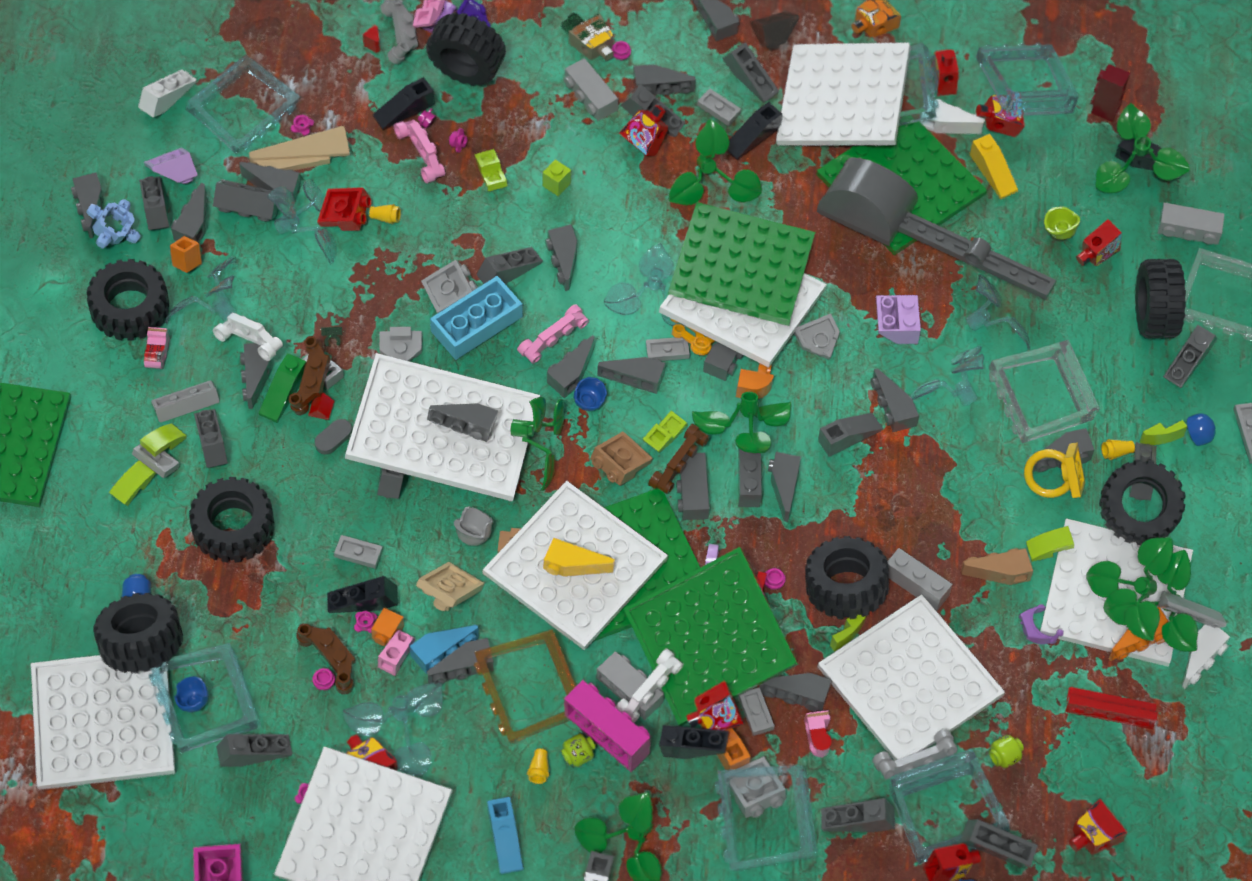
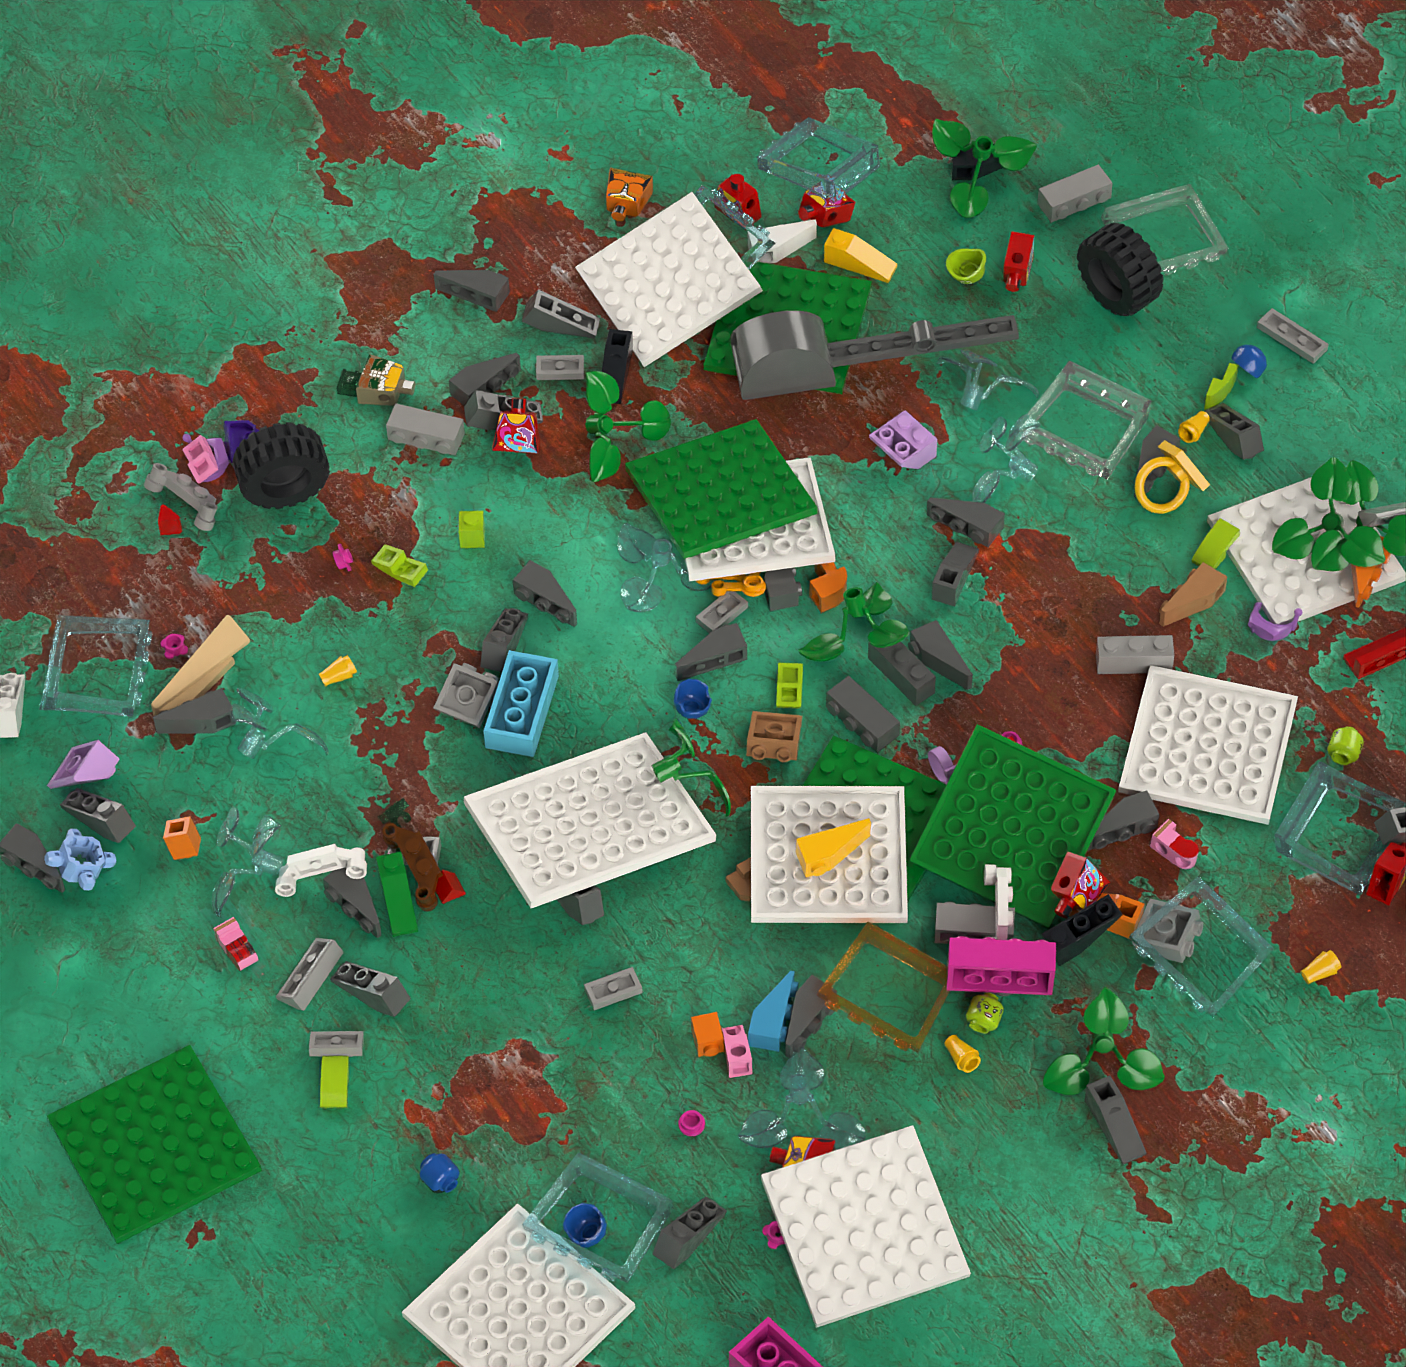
camera: 35 degrees left, 5 degrees down
(127, 277) = (158, 891): black tyre -> none
(138, 633) = (499, 1223): black tyre -> none
(162, 438) = (326, 1021): lime slope -> none
(193, 217) = (154, 800): dark grey slope -> none
(224, 496) = (465, 1014): black tyre -> none
(244, 199) = (192, 748): dark grey brick -> none
(333, 436) = (486, 905): dark grey tile -> none
(333, 652) = (676, 1091): reddish brown plate -> none
(344, 208) = (295, 692): red plate -> none
(363, 596) = (657, 1024): black slope -> none
(364, 616) = (680, 1039): dark pink plate -> none
(401, 343) = (467, 777): light grey plate -> none
(406, 103) = (260, 558): black slope -> none
(425, 148) = (316, 584): bright pink plate -> none
(426, 118) = (292, 559): dark pink plate -> none
(449, 586) = (734, 956): tan plate -> none
(469, 419) = (611, 793): dark grey slope -> none
(473, 526) = (702, 888): light grey helmet -> none
(504, 835) = (991, 1132): dark azure slope -> none
(549, 337) = (612, 645): bright pink plate -> none
(570, 370) = (654, 692): dark grey slope -> none
(621, 50) = (419, 375): dark pink plate -> none
(677, 464) = (833, 670): reddish brown plate -> none
(756, 711) = (1112, 868): light grey plate -> none
(774, 29) = (544, 263): clear smoke slope -> none
(818, 336) = (848, 507): light grey plate -> none
(851, 598) = (1087, 715): black tyre -> none
(851, 629) = (1117, 739): lime slope -> none
(859, 817) = (1276, 891): dark grey slope -> none
(944, 747) = (1294, 777): light grey plate -> none
(1109, 92) = (906, 122): dark red brick -> none
(1150, 474) = (1289, 430): black tyre -> none
(1190, 356) = (1181, 305): dark grey slope -> none

